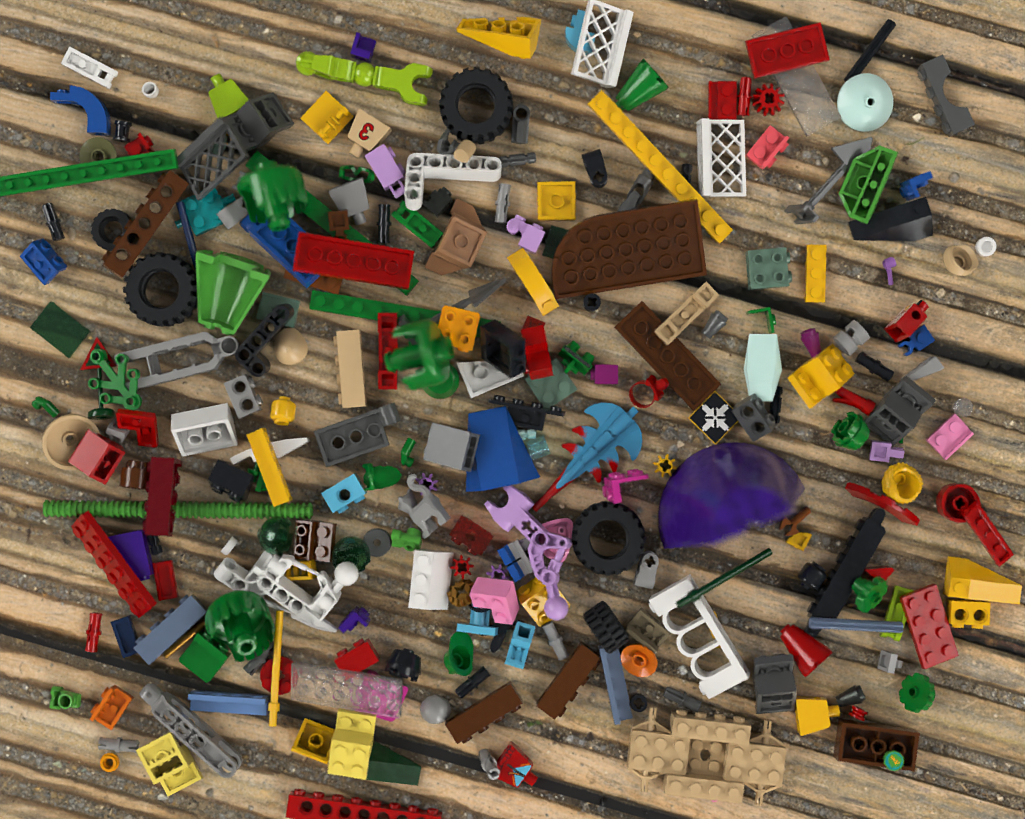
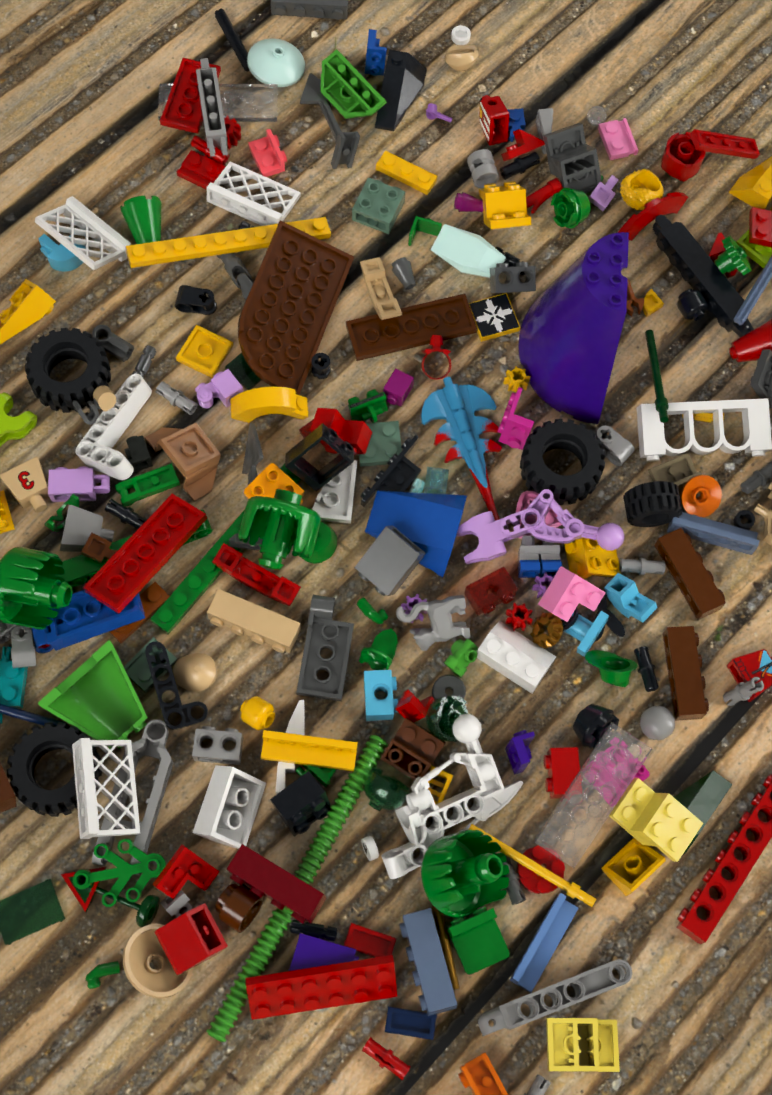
camera: 65 degrees left, 20 degrees down
(150, 328) = (86, 788): none -> white fence
(347, 523) = (411, 707): none -> red panel
(776, 79) = (211, 108): none -> light grey hinge
(896, 363) = (524, 143): none -> red slope

